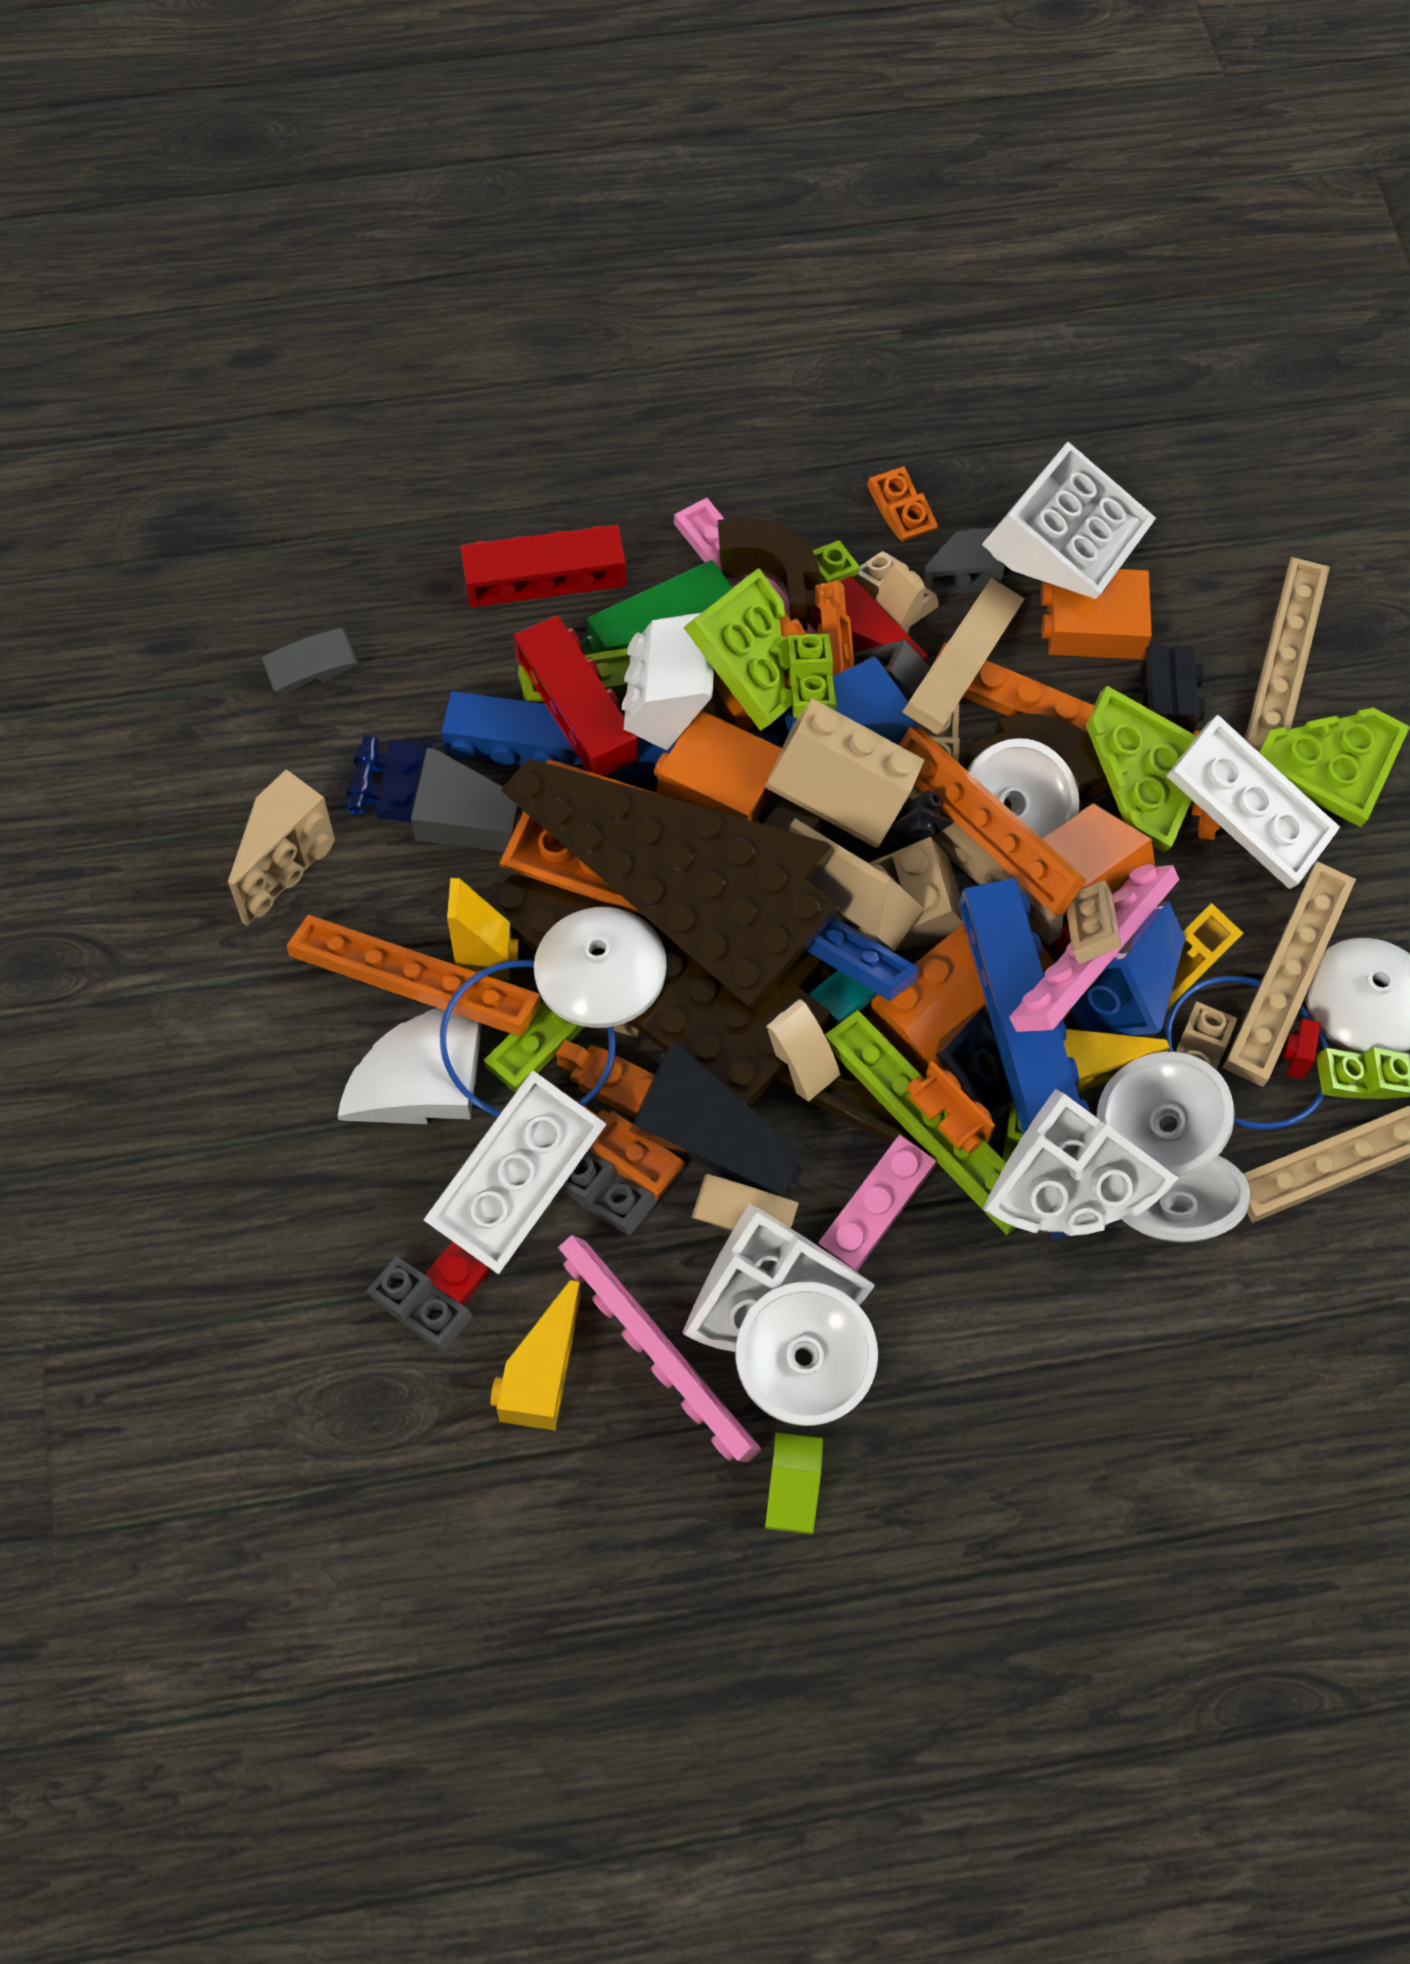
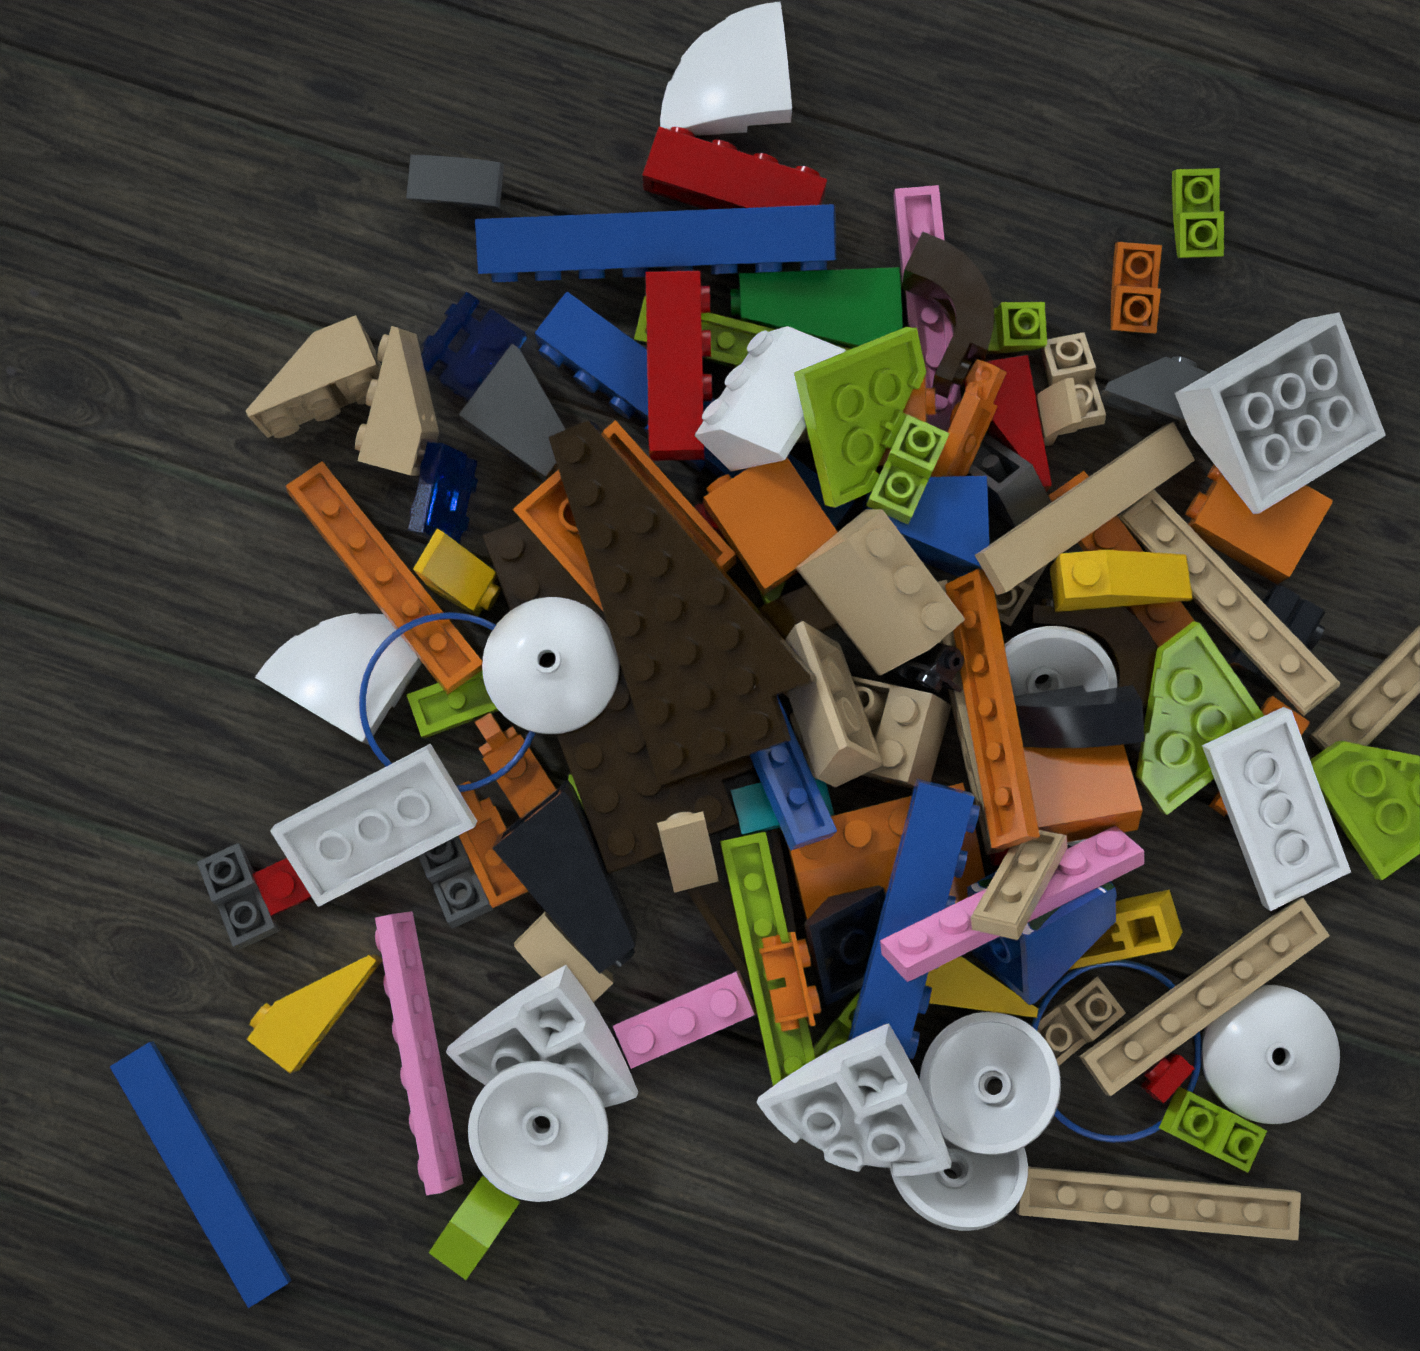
camera: 30 degrees right, 20 degrees up
(368, 845) = (400, 409): none -> tan slope
(427, 880) = (443, 492): none -> clear blue plate
(486, 630) = (656, 240): none -> blue brick
(500, 495) = (732, 76): none -> white brick
(514, 1567) = (200, 1174): none -> blue tile
(914, 437) = (1197, 213): none -> lime slope
(1018, 692) = (1118, 579): none -> yellow slope
(1066, 797) = (1080, 718): none -> black slope
(1130, 675) = (1233, 605): none -> tan tile

